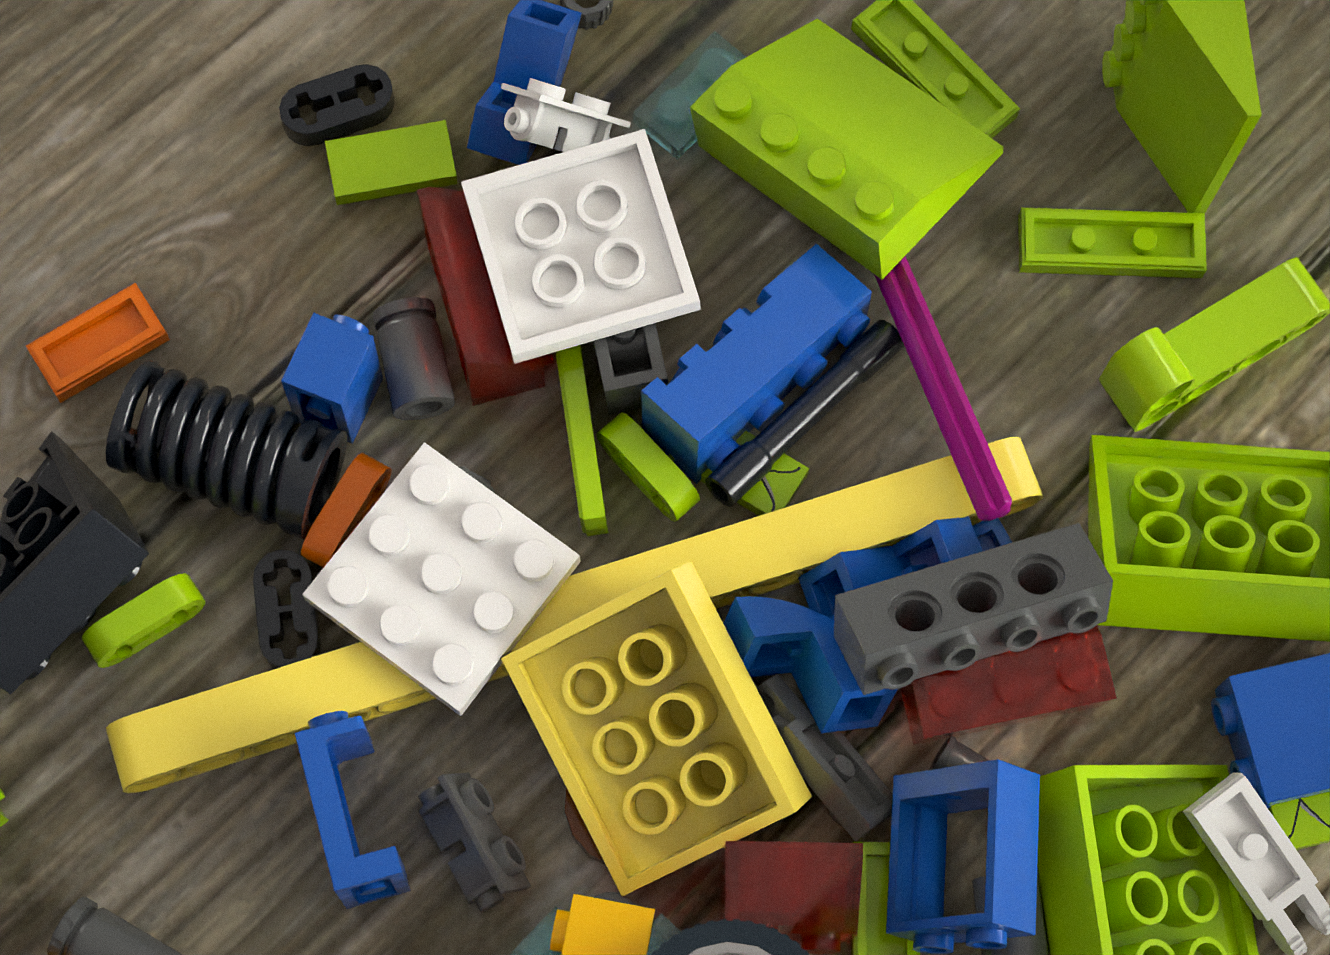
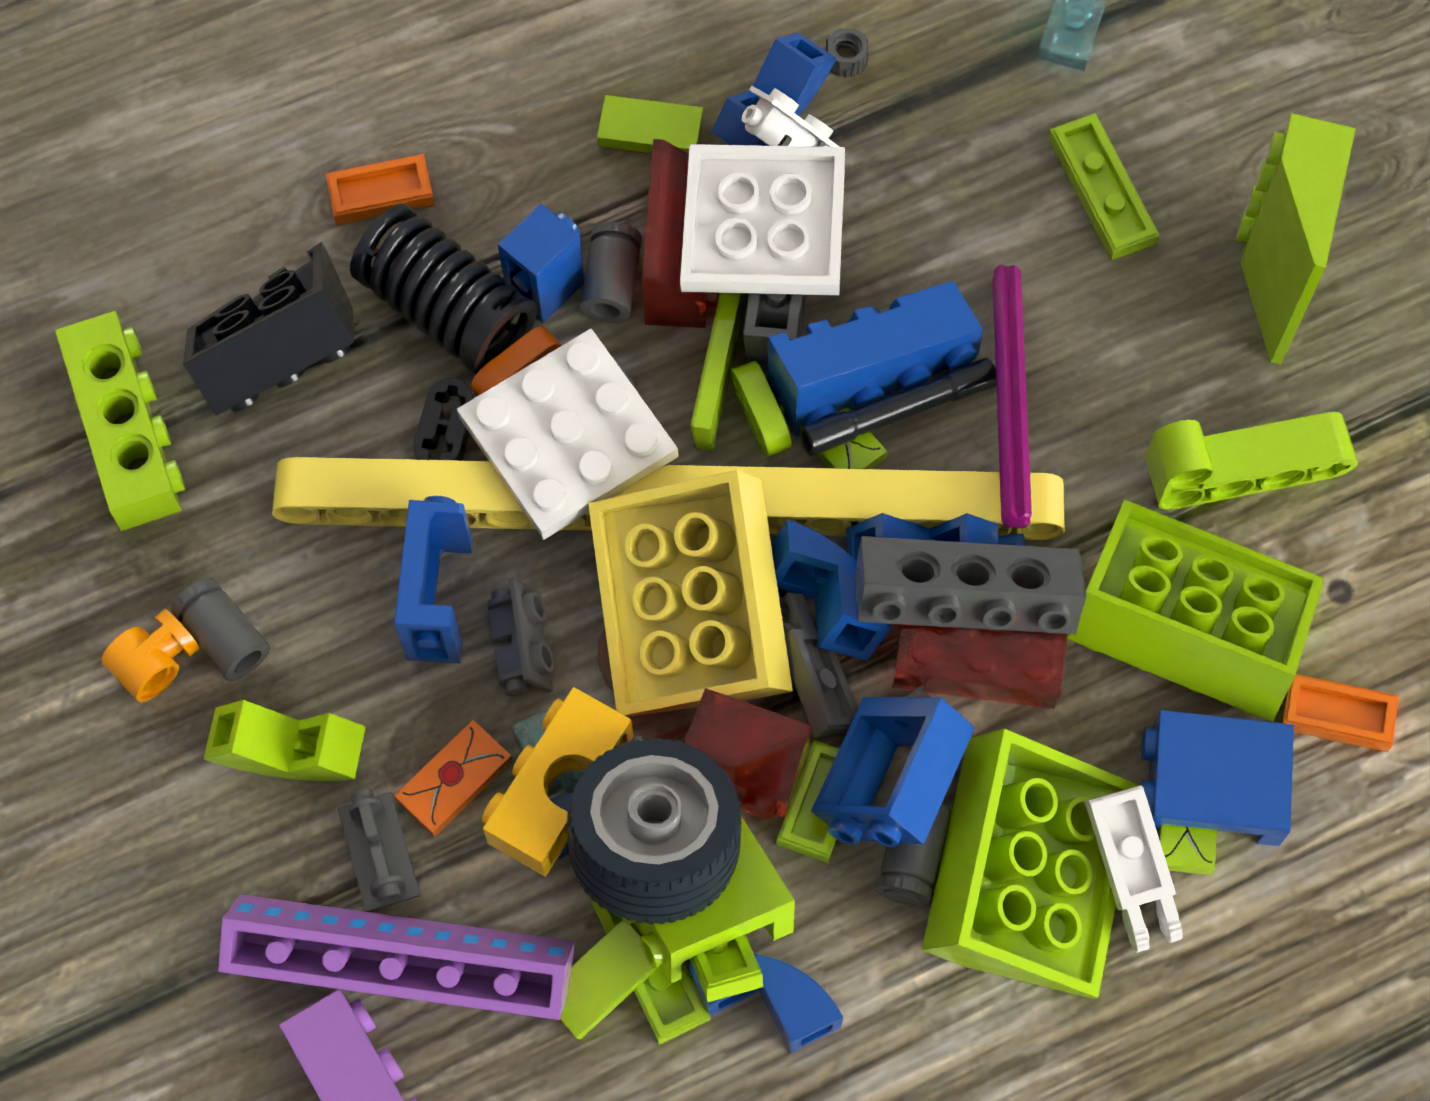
camera: 25 degrees right, 5 degrees down
(143, 620) = (335, 396): lime beam -> none
(337, 105) = (625, 72): black beam -> none
(667, 109) = (905, 148): clear light blue plate -> none
(842, 143) = (1003, 214): lime slope -> none
(1112, 242) = (1197, 360): lime tile -> none

